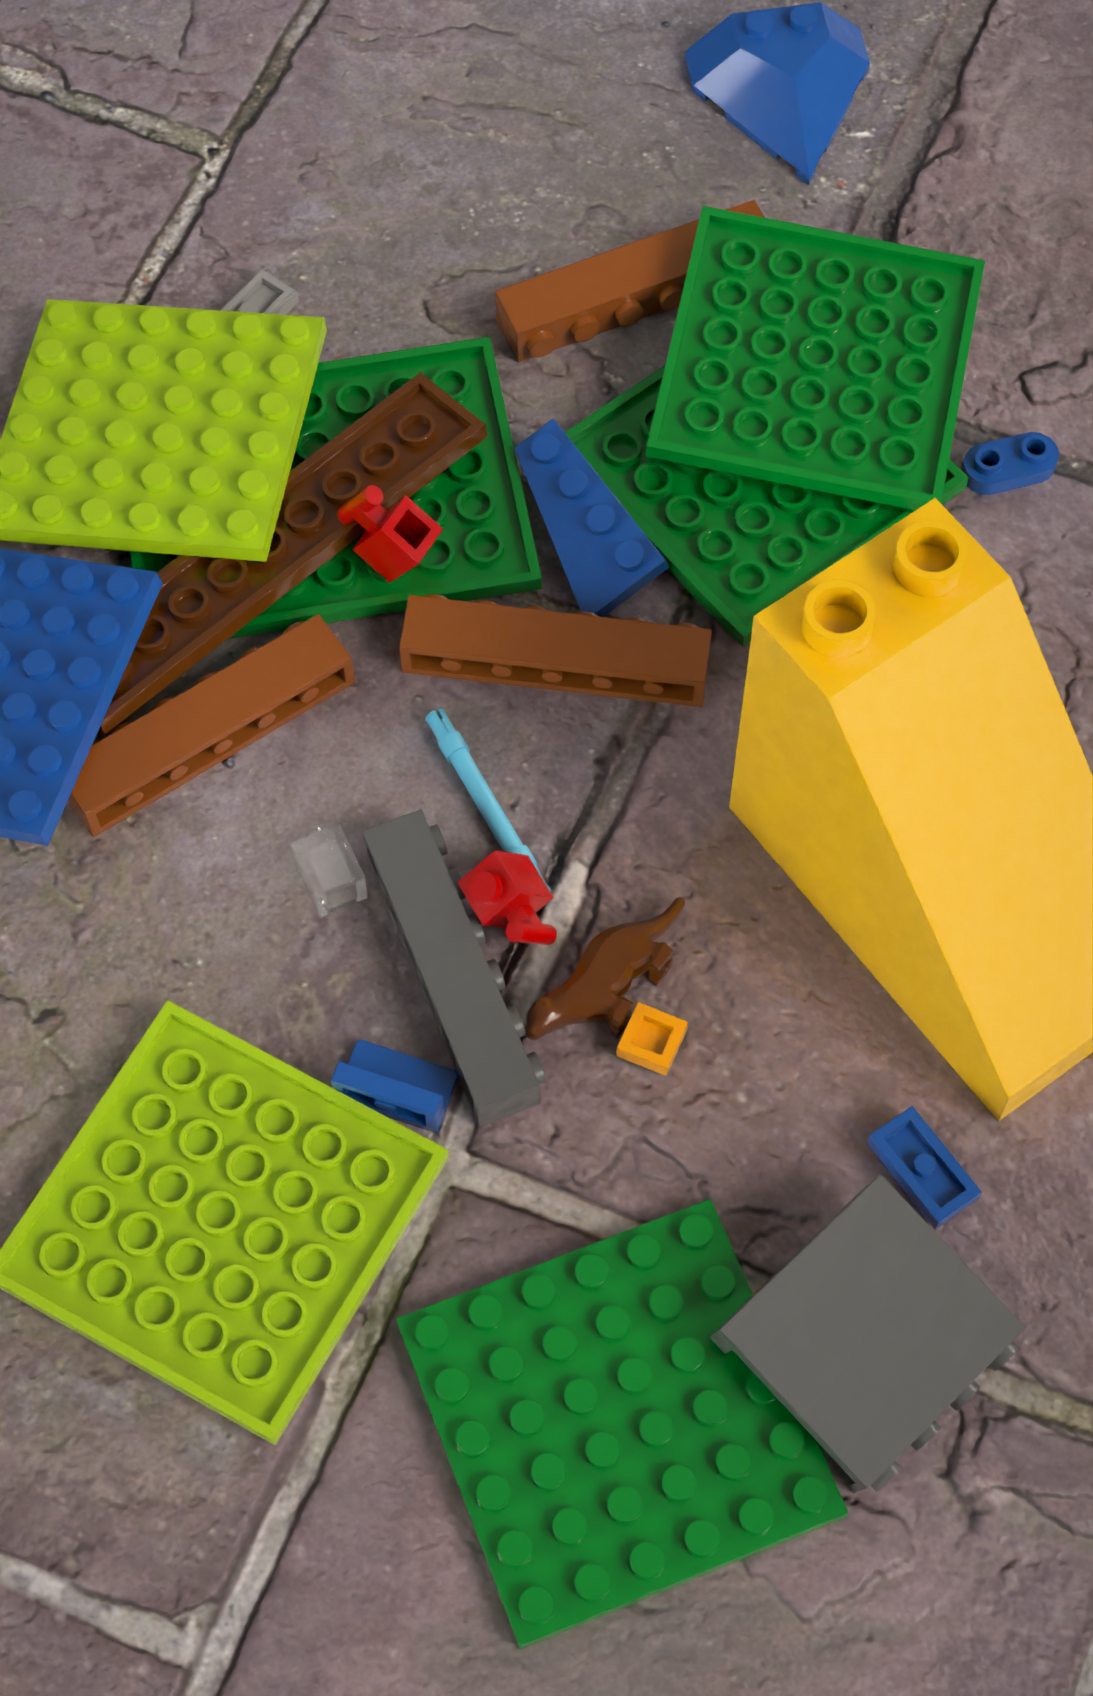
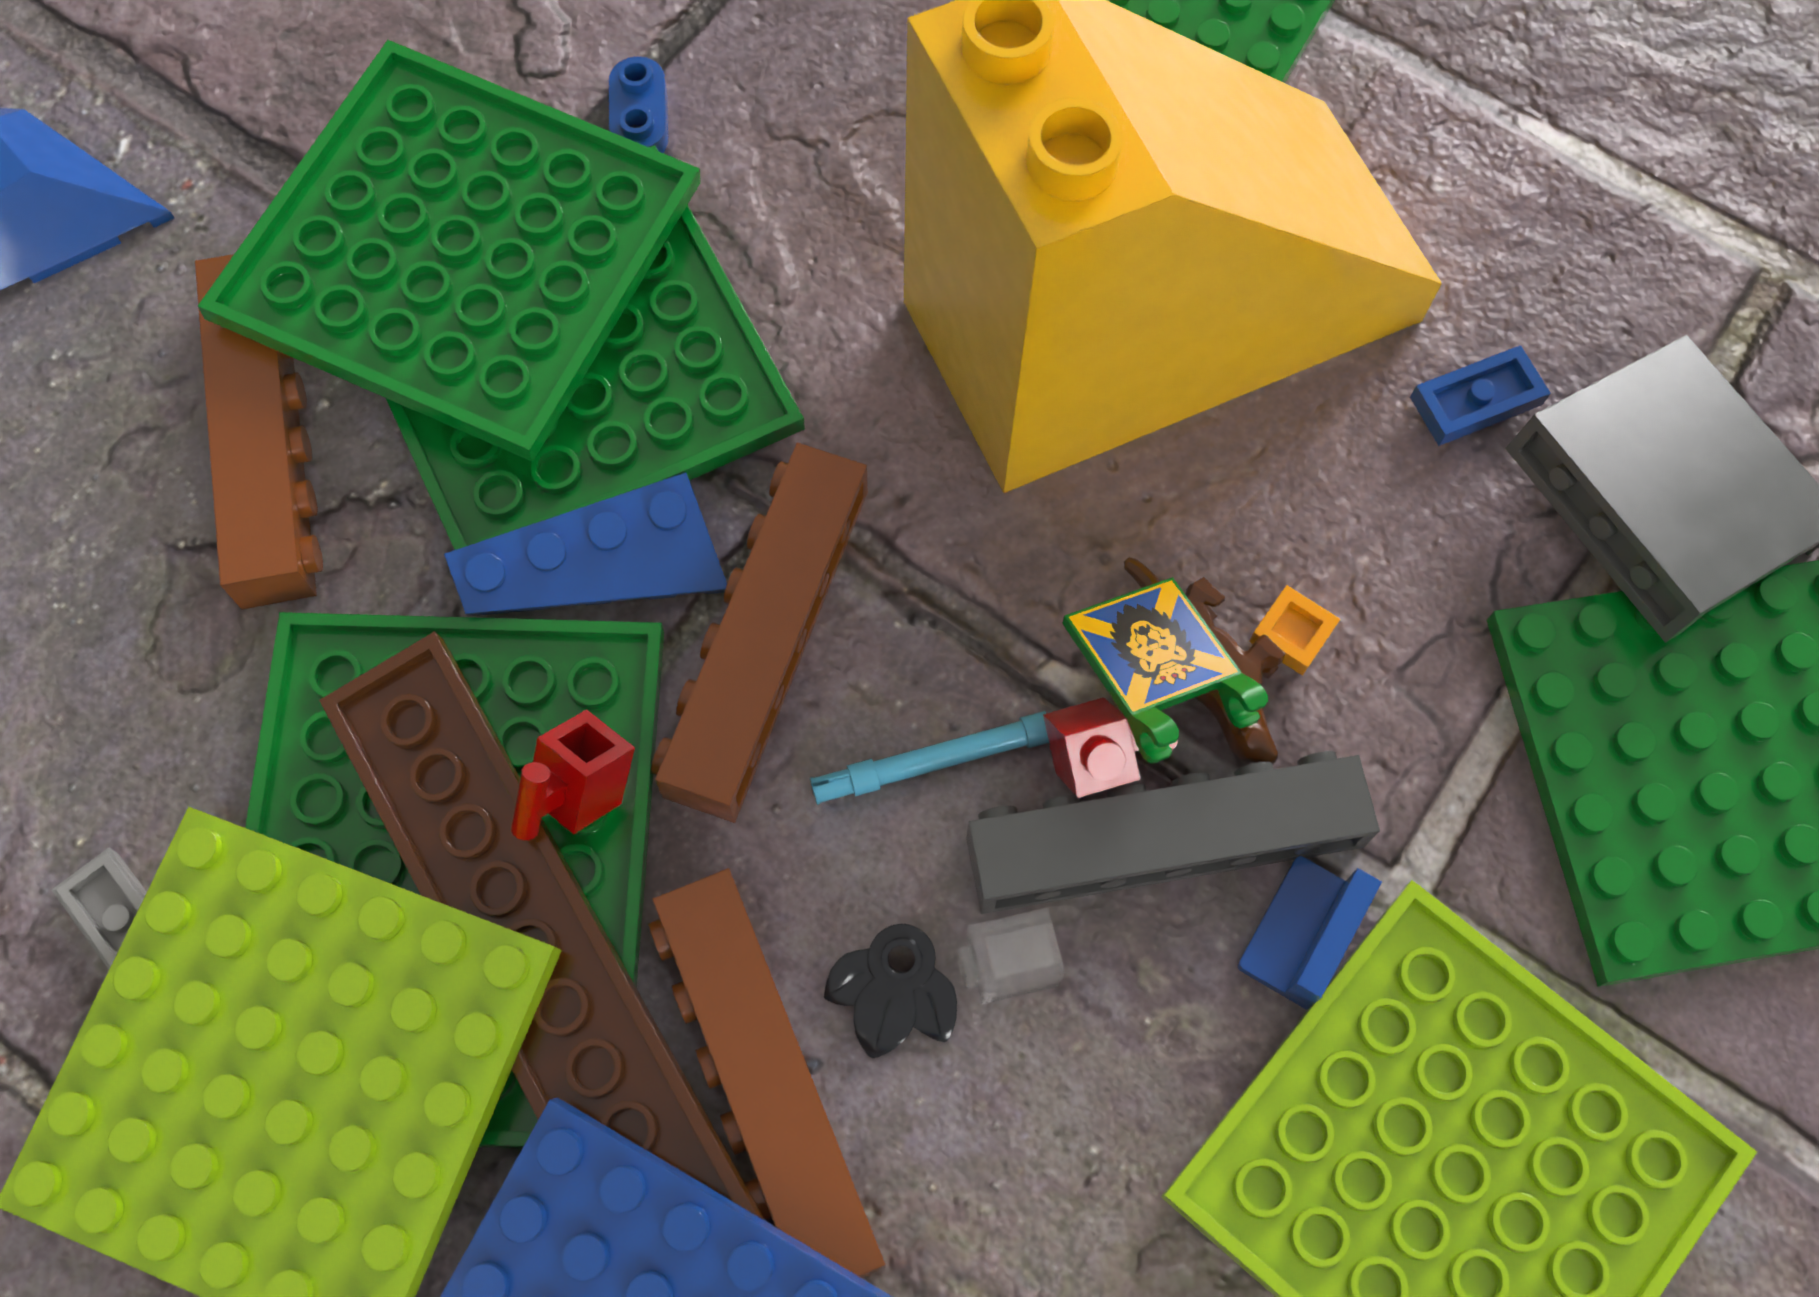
camera: 80 degrees left, 5 degrees up
(285, 800) = (893, 1000): none -> black plate
(587, 913) = (1156, 654): none -> flag

